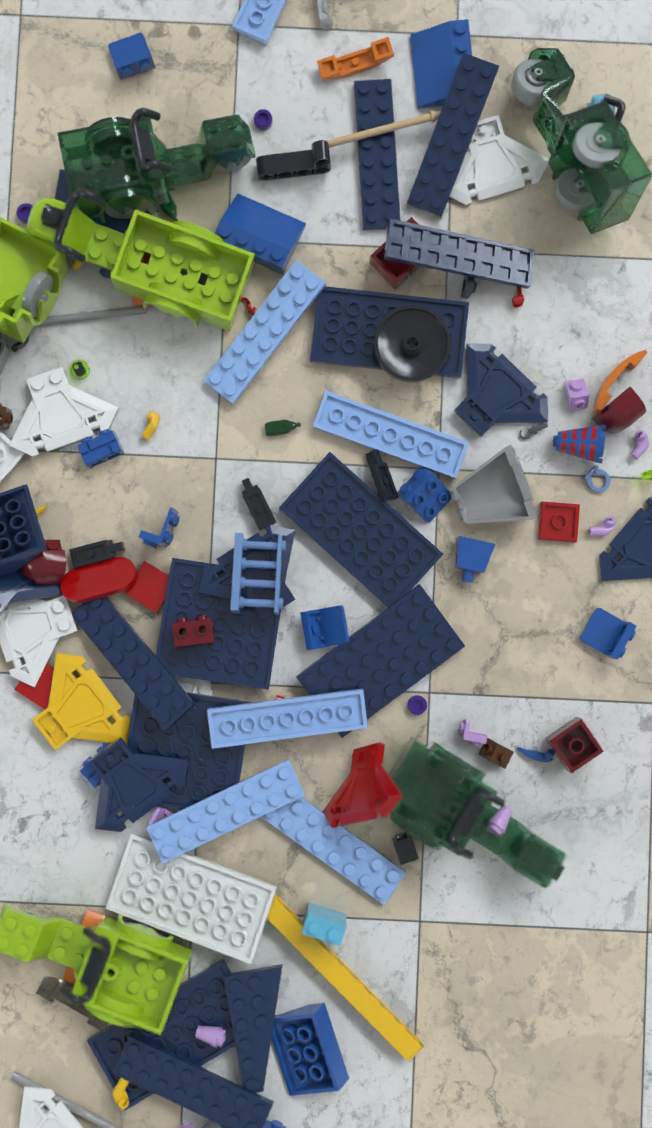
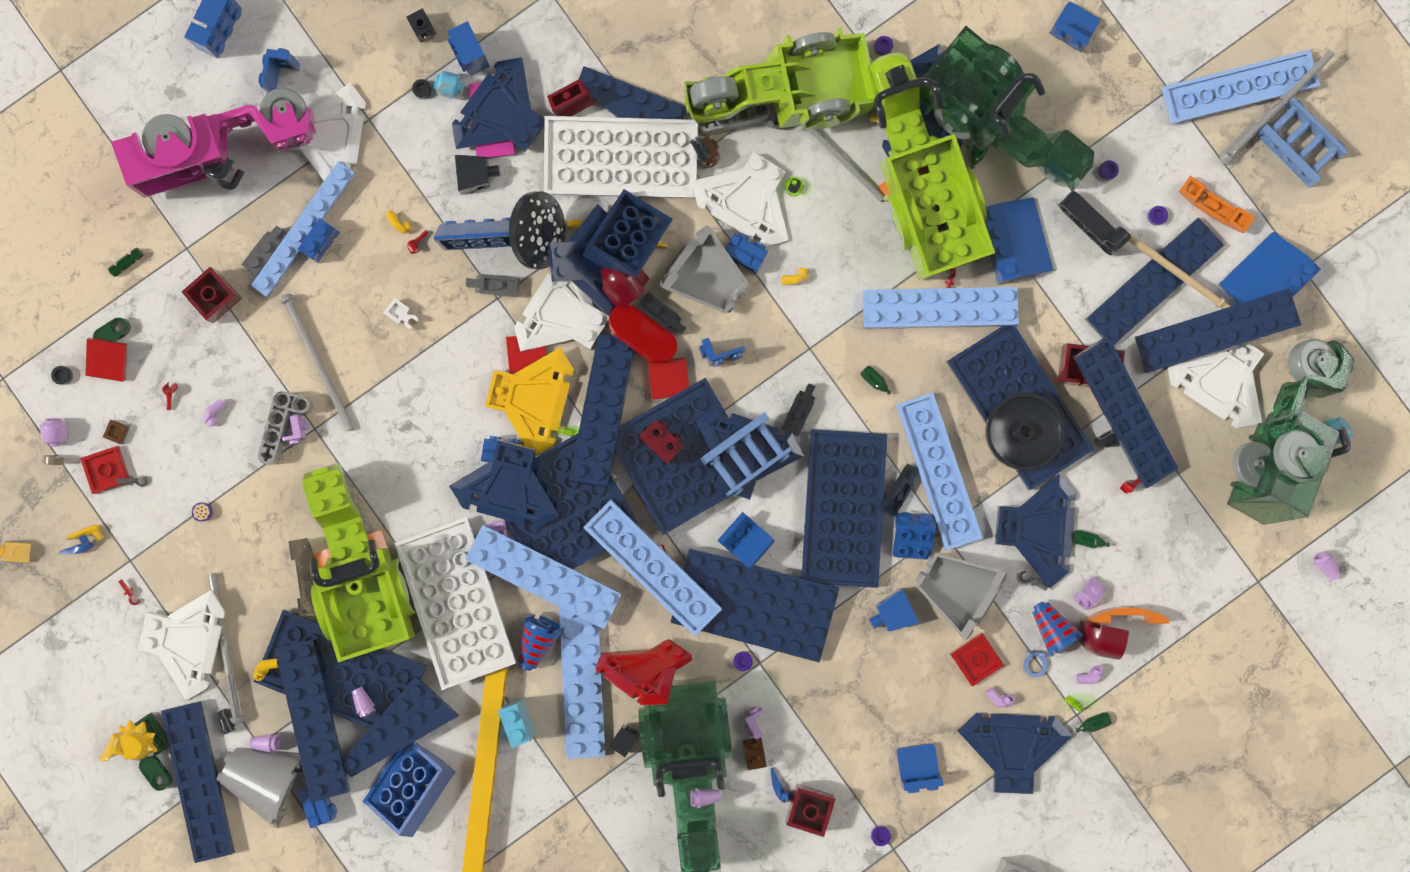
camera: 55 degrees right, 0 degrees up
(91, 491) = (705, 273): none -> light grey cone
(127, 701) = (565, 431): none -> clear neon green tile
(272, 855) = (537, 640): none -> blue cone
(328, 110) = (1157, 215): none -> dark purple tile
(534, 362) = (1089, 539): none -> dark green piece
(636, 705) = (880, 835): none -> dark purple tile

